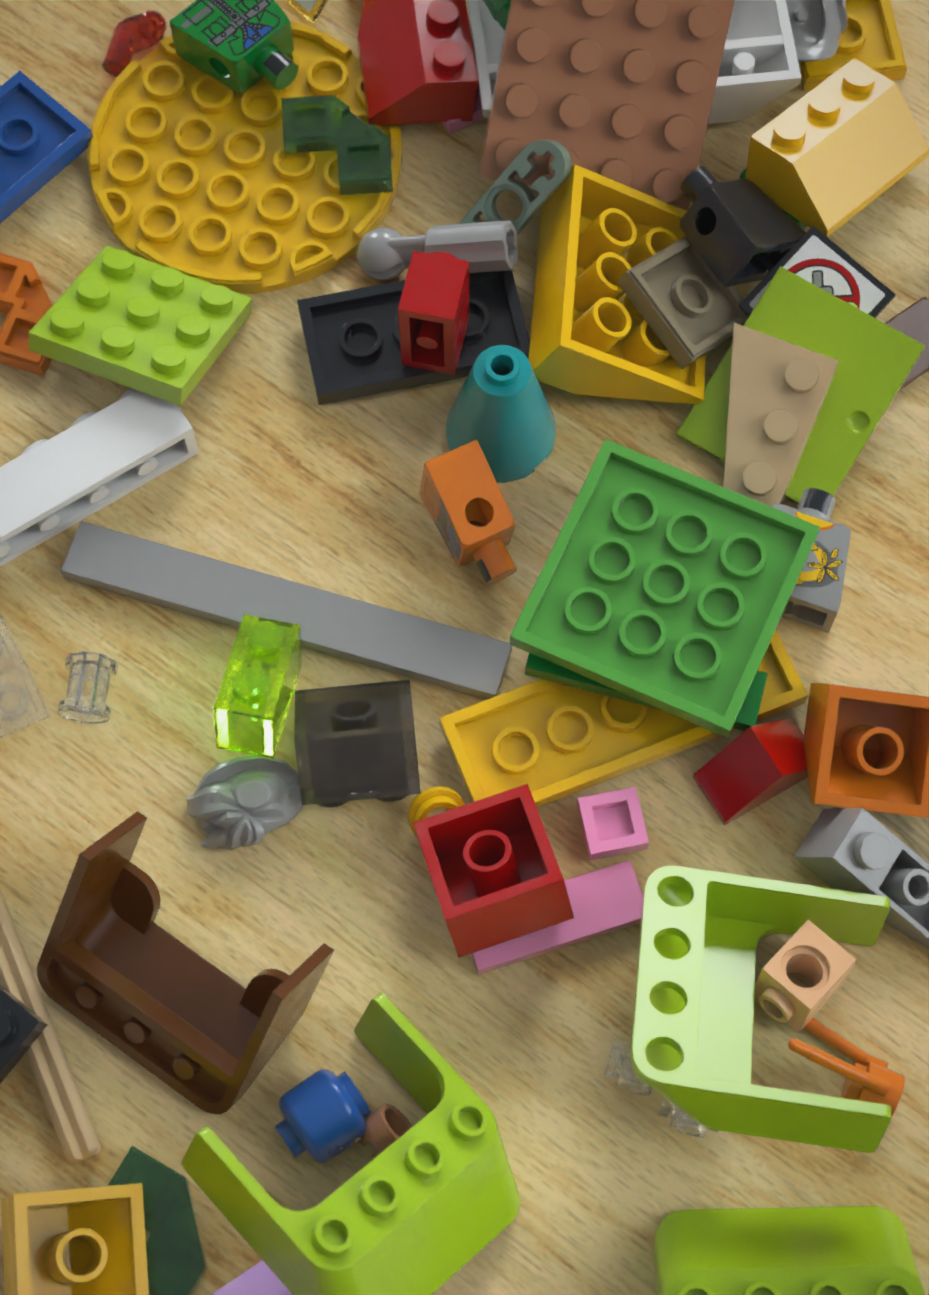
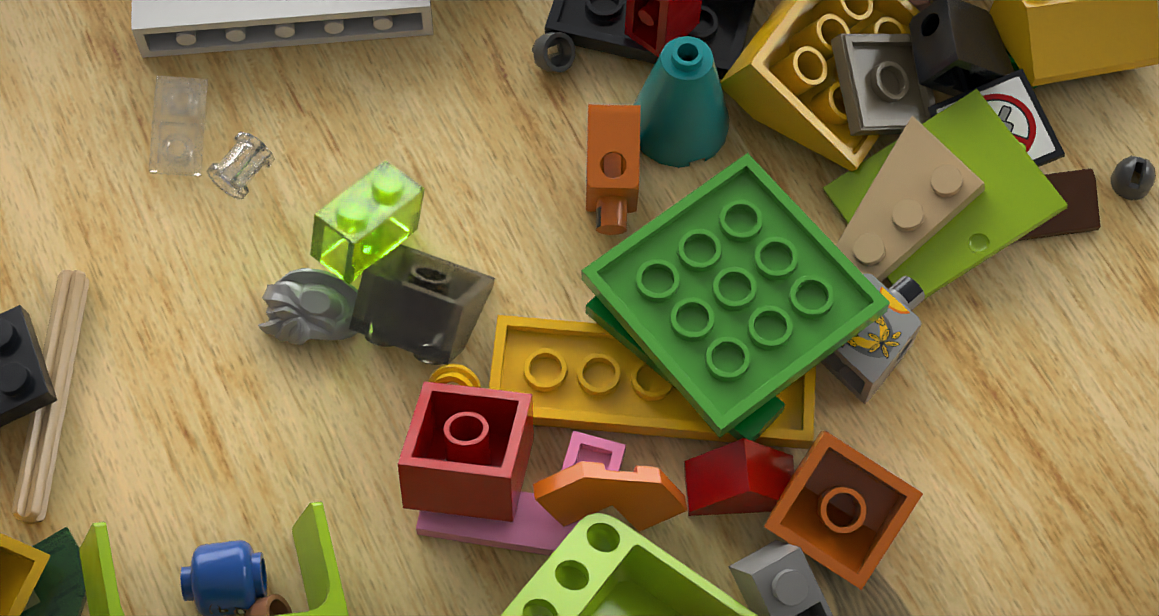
camera: 25 degrees right, 5 degrees down
(156, 993) = (152, 413): reddish brown windscreen -> none
(327, 620) = (448, 195): light grey tile -> none
(345, 423) = (557, 61): none -> dark grey hinge
(634, 846) = (585, 488): none -> orange tile

